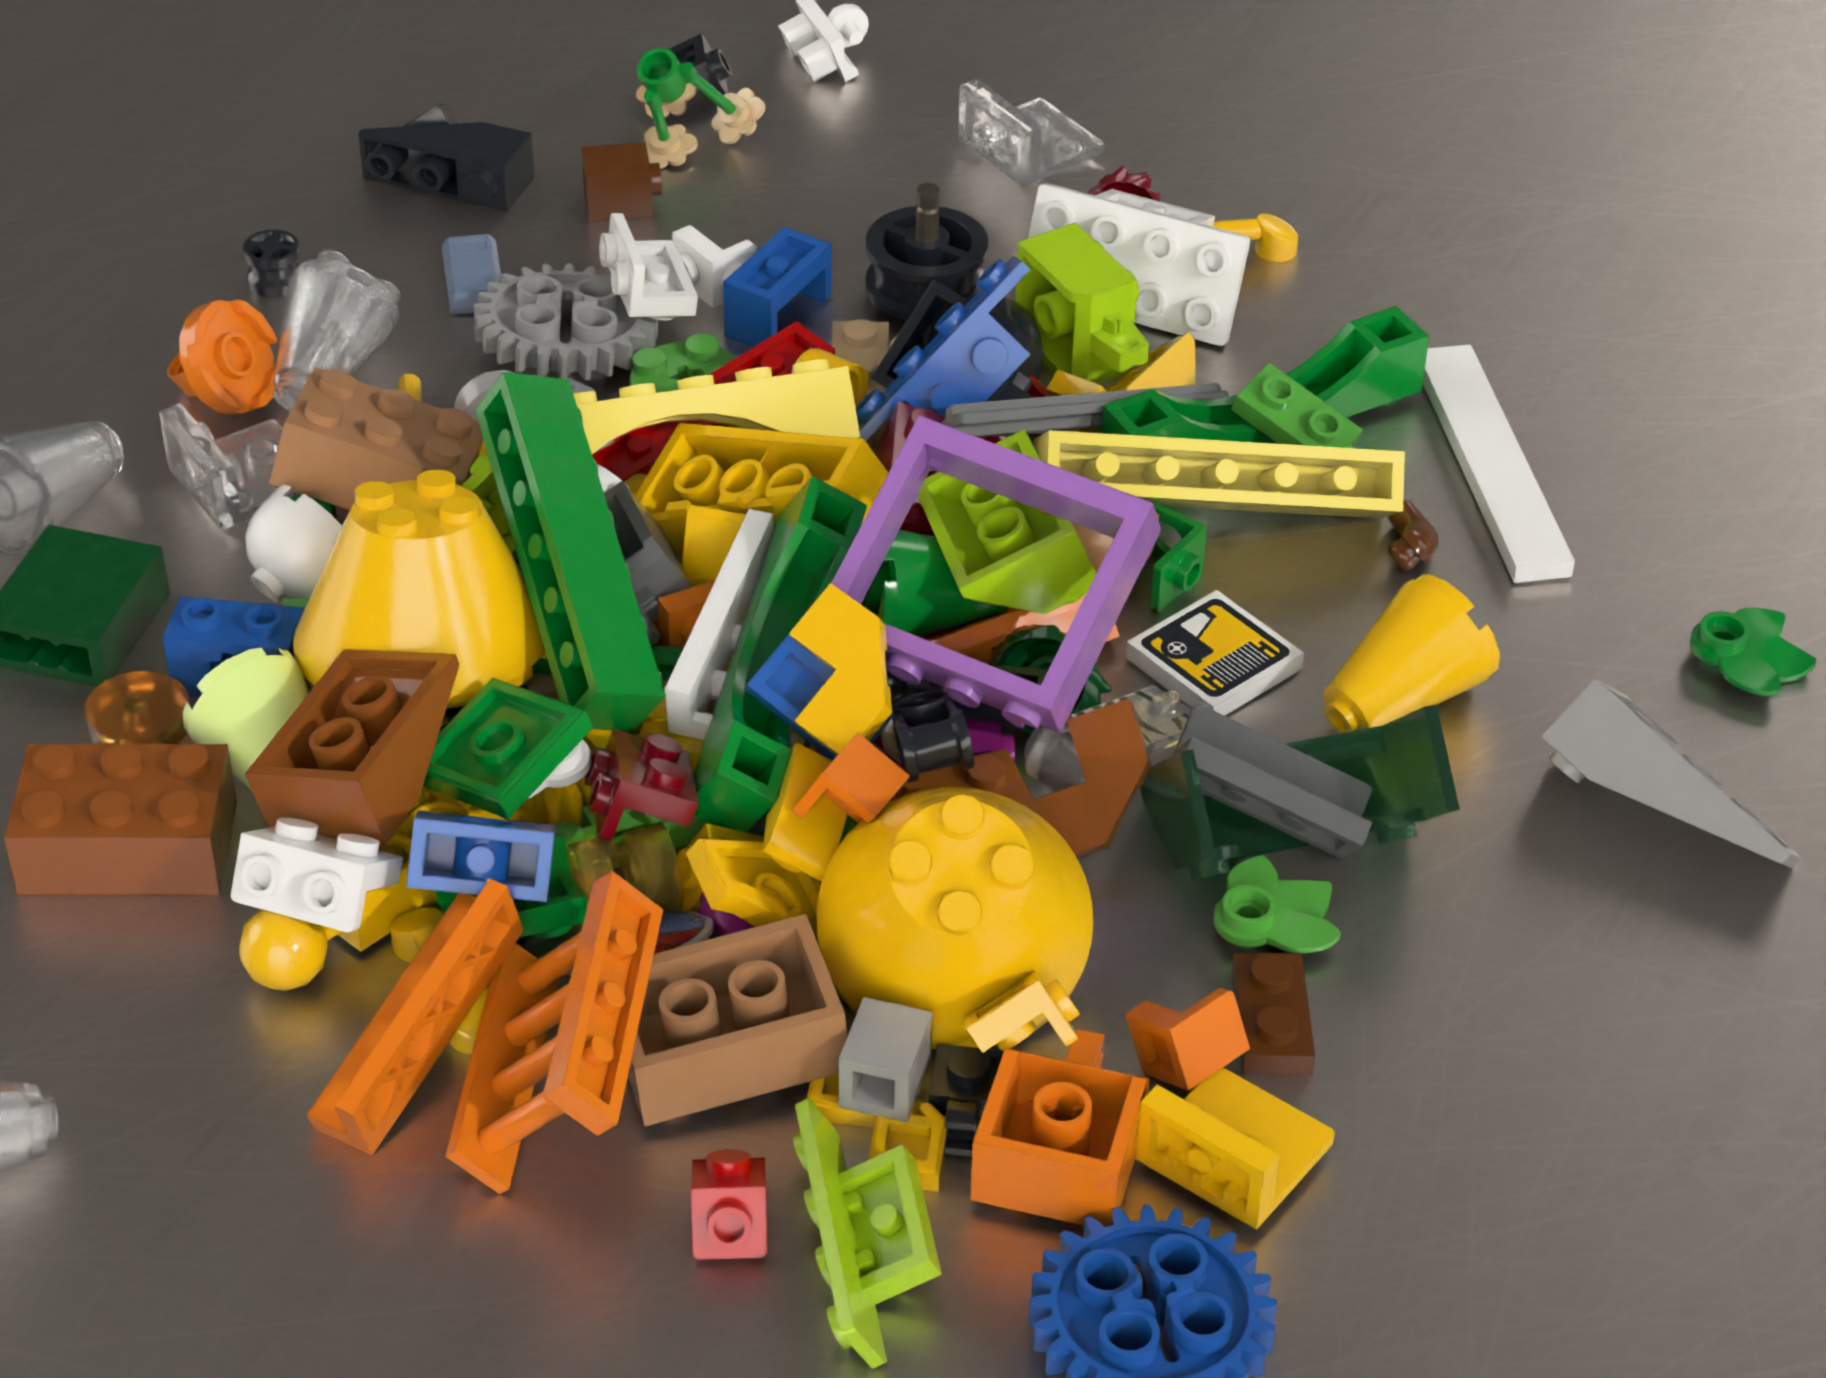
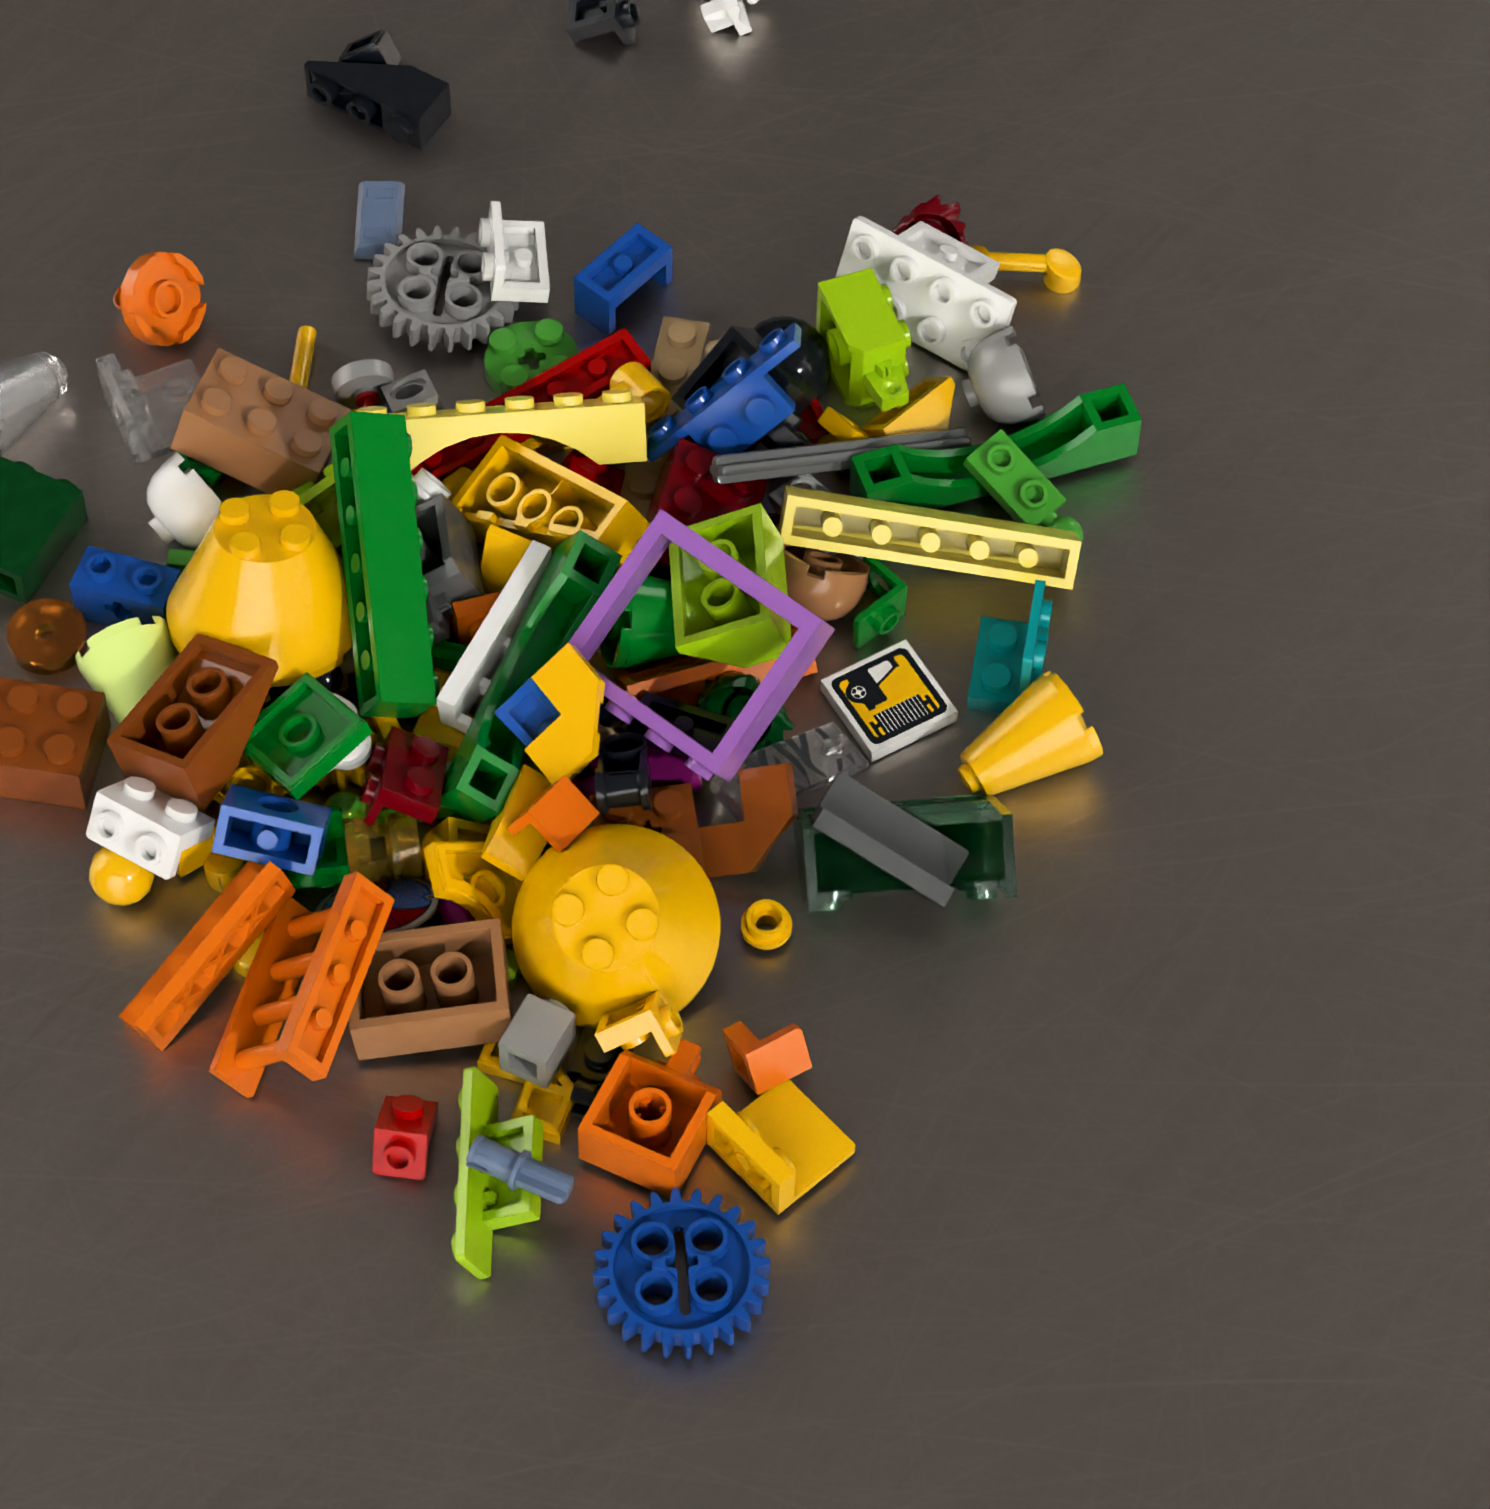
camera: 10 degrees right, 15 degrees up
(271, 261) = (215, 190): black wheel -> none
(331, 321) = (245, 281): clear cone -> none
(619, 181) = (517, 138): reddish brown brick -> none
(664, 92) = (577, 41): plant -> none
(708, 263) = (569, 246): white bracket -> none
(904, 1206) = (519, 1170): none -> sand blue axle
(922, 245) = (752, 268): black wheel -> none
(1024, 139) = (876, 131): clear bracket -> none
(1139, 902) = (766, 912): none -> yellow plate
(1250, 327) = (1002, 380): none -> light grey cylinder
(1274, 911) = (875, 942): bright green plate -> none
(1274, 1013) = (841, 1035): reddish brown plate -> none
(1349, 594) = (1009, 655): none -> teal bracket
(1418, 537) = (1085, 608): reddish brown arm -> none
(1495, 466) = (1172, 537): white tile -> none
(1629, 753) = (1185, 850): light grey wedge -> none
(1750, 649) = (1326, 758): green plate -> none

